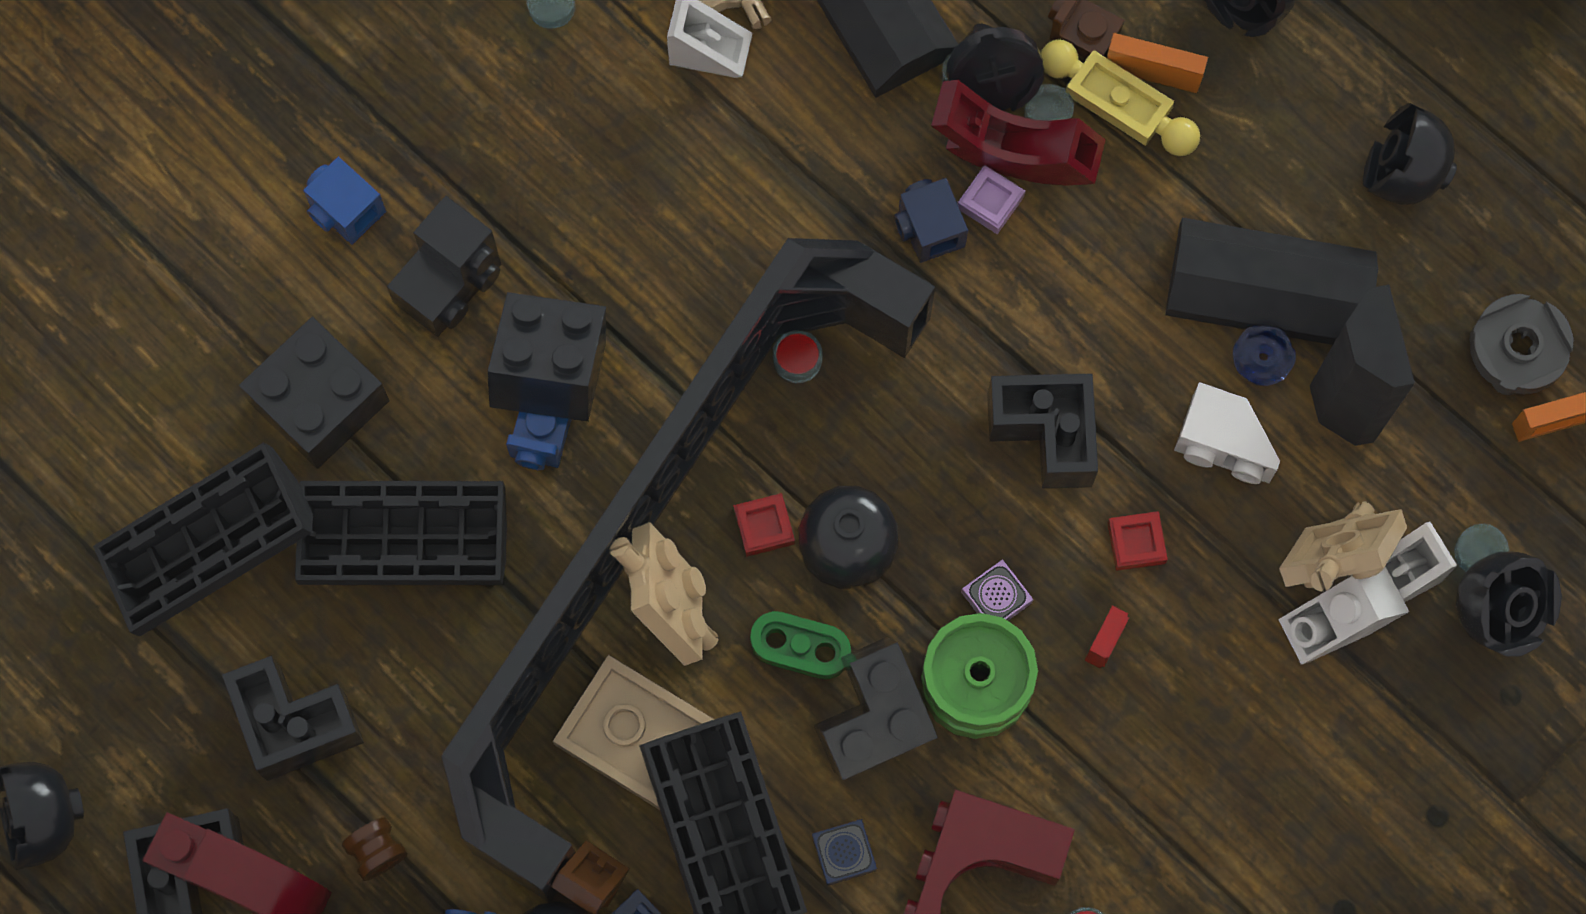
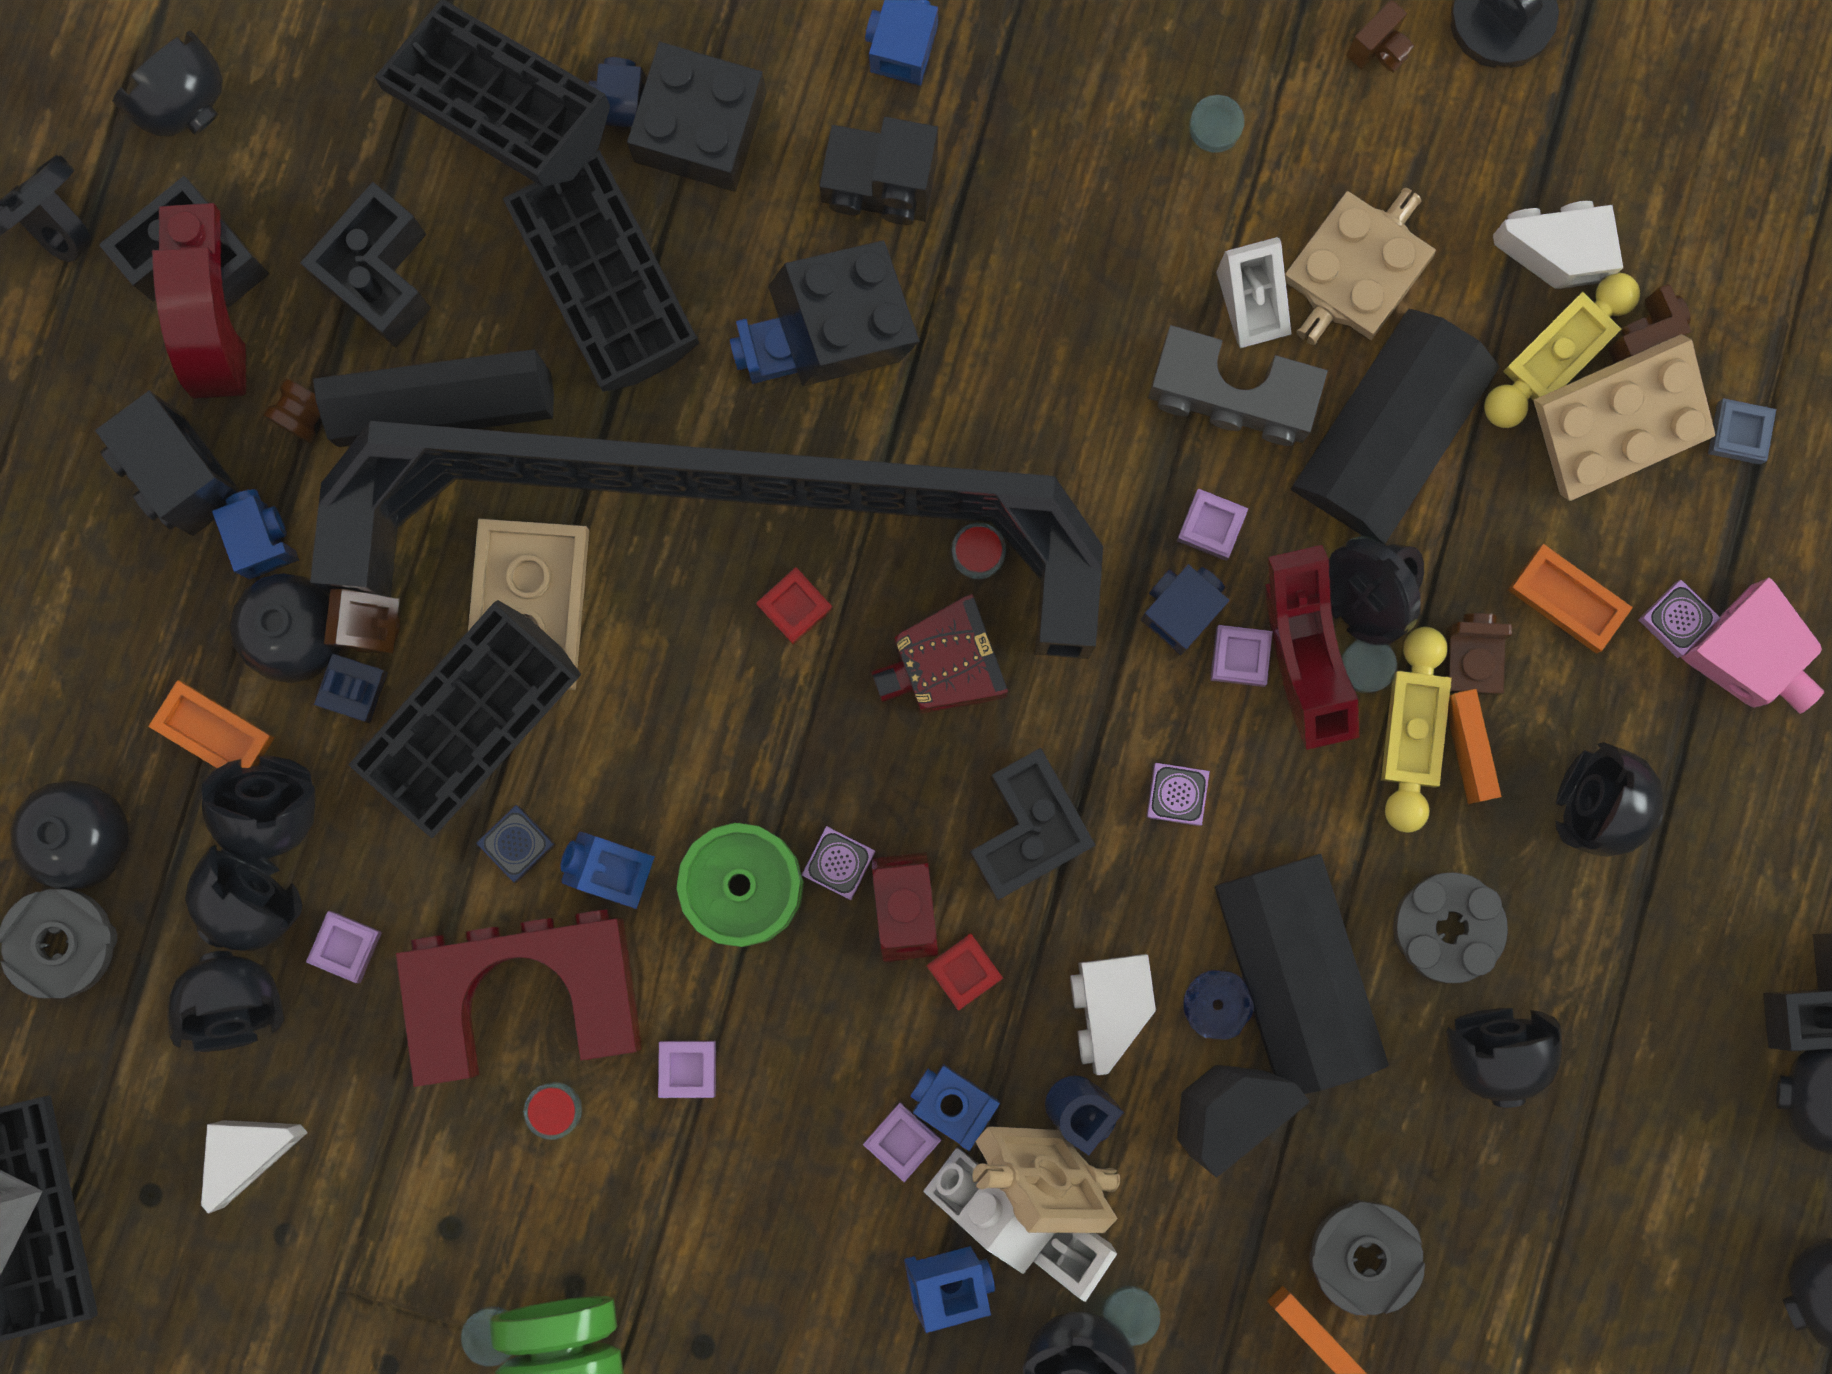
camera: 65 degrees right, 10 degrees up
(252, 432) = (623, 87): none -> dark blue plate
(434, 714) = (442, 394): none -> black piece
(665, 592) = (657, 547): tan plate -> none
(748, 122) = (1190, 381): none -> dark grey arch
(802, 642) = (690, 701): green plate -> none
(848, 537) = (822, 692): black cylinder -> none
(873, 168) = (1212, 524): none -> lavender tile
(876, 424) = (944, 662): none -> dark red torso
(888, 717) = (652, 817): black brick -> none
(904, 787) = (605, 869): none -> blue bracket
(1062, 554) = (904, 907): none -> dark red torso
(1077, 303) = (1177, 794): none -> tile
(1106, 805) = (687, 1069): none -> lavender tile
(1107, 637) = (847, 990): red tile -> none
(1252, 660) = (902, 1142): none -> lavender tile
(1263, 590) = (975, 1112): none -> blue brick
(1295, 126) = (1472, 952): none -> dark grey plate
(1299, 501) = (1082, 1112): none -> dark blue plate
(1392, 679) = (950, 1304): none -> blue brick

